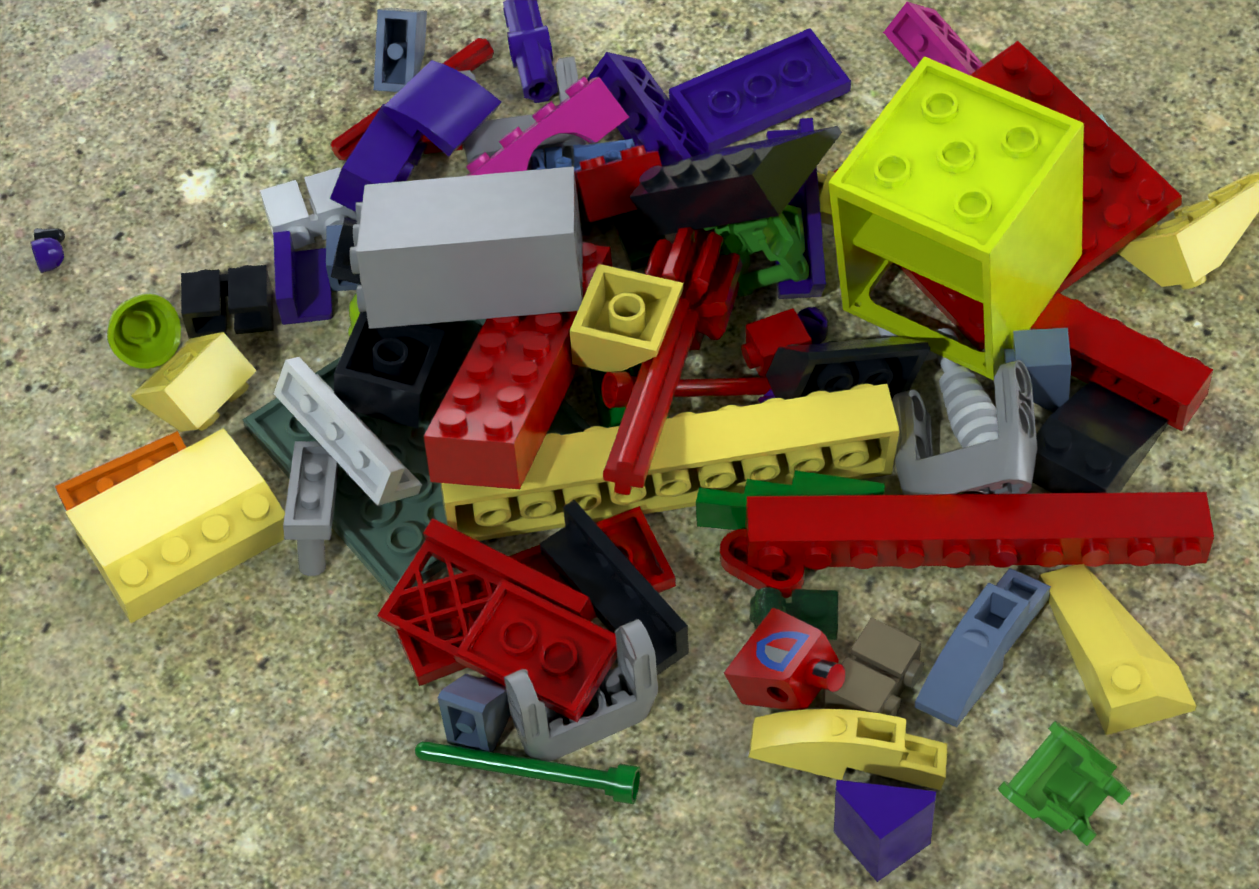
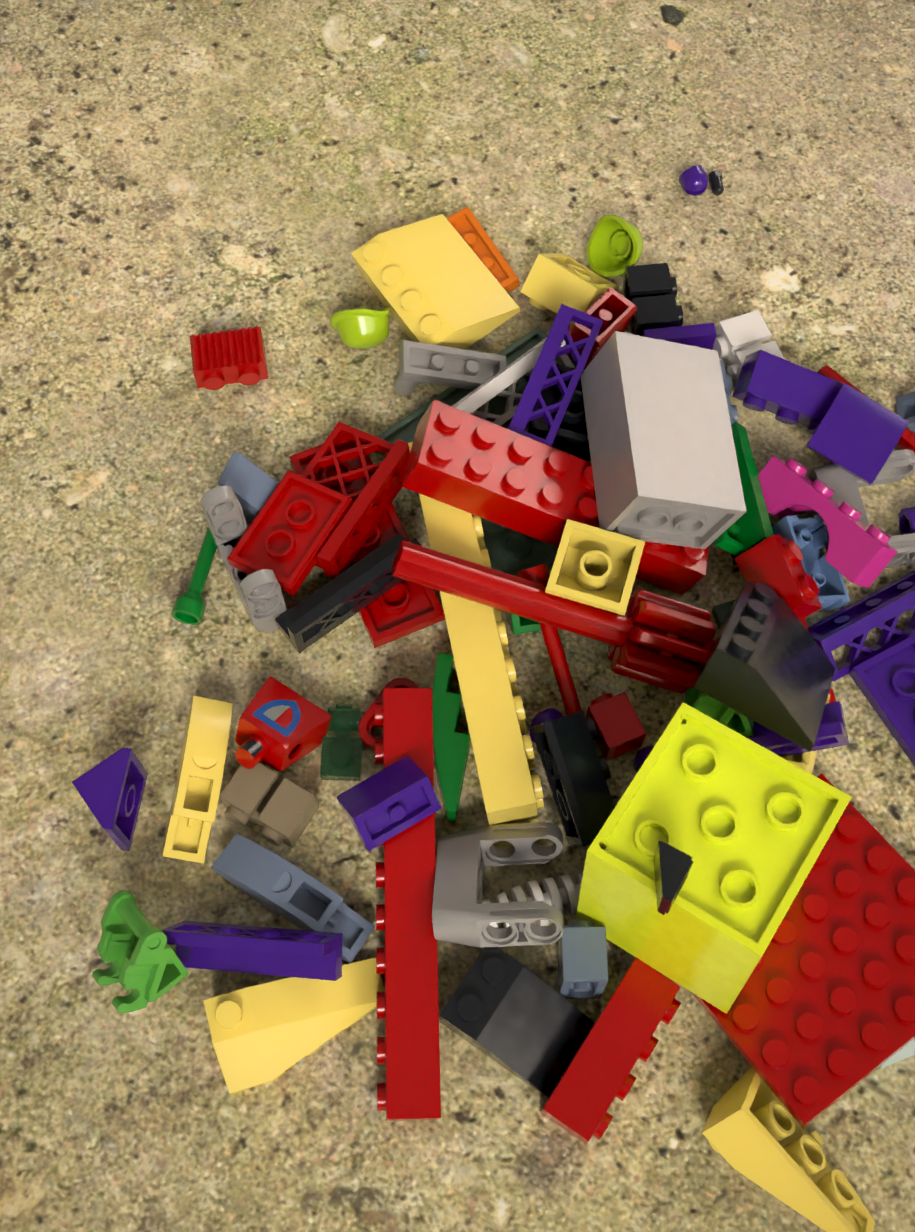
camera: 85 degrees right, 10 degrees up
(227, 598) = (362, 327): none -> lime helmet
(259, 759) = (228, 358): none -> red brick
(267, 339) = (616, 314): none -> red brick
(367, 363) = (546, 364): none -> dark purple fence
(883, 526) = (389, 802): none -> dark purple panel
(1020, 178) = (671, 872): none -> black slope
(1047, 656) = (257, 949): none -> dark purple fence

